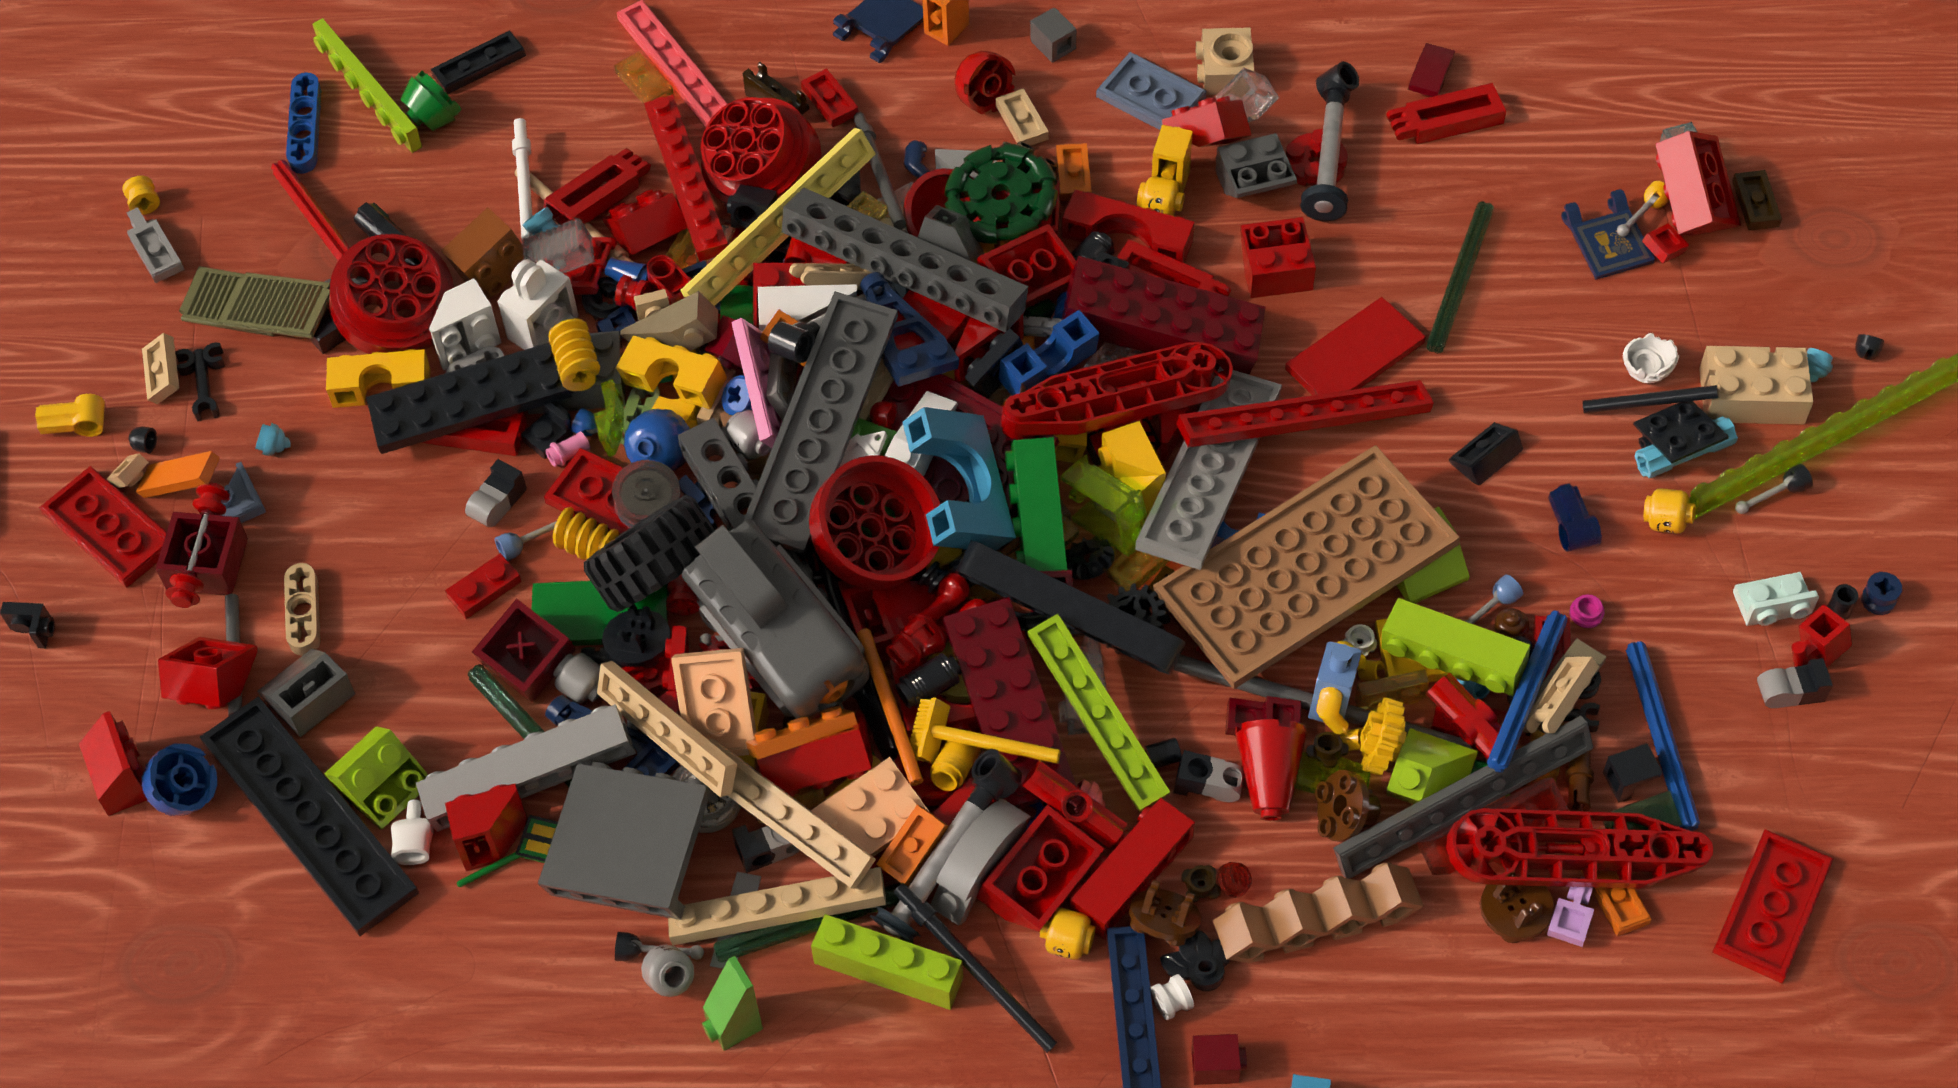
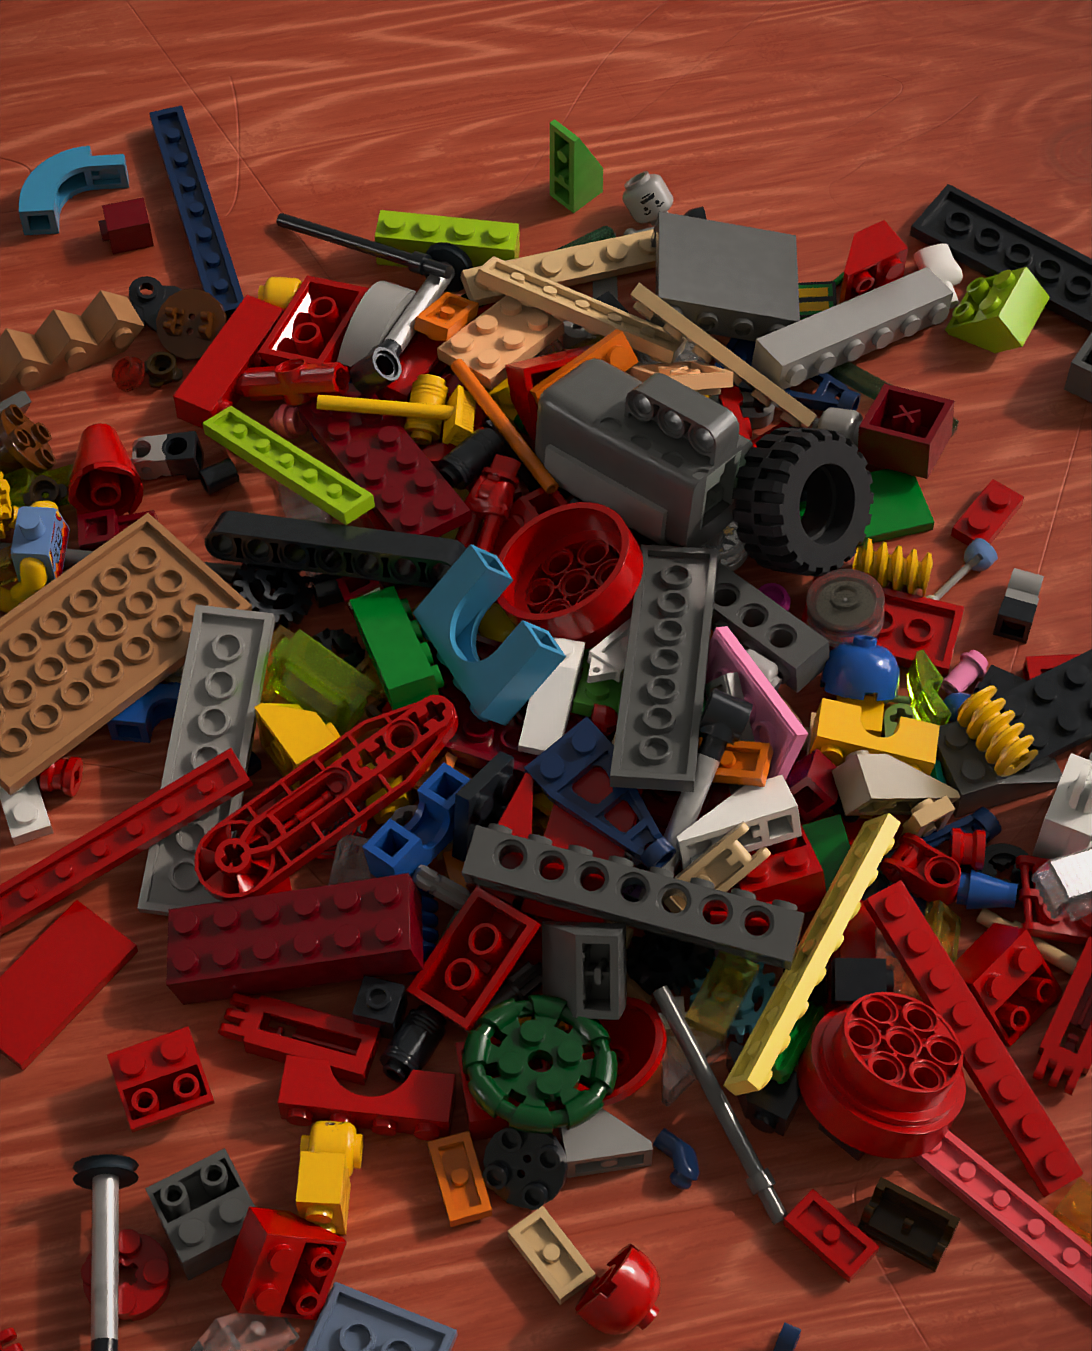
camera: 165 degrees right, 0 degrees up
(1172, 997) = (175, 265): white wheel -> none

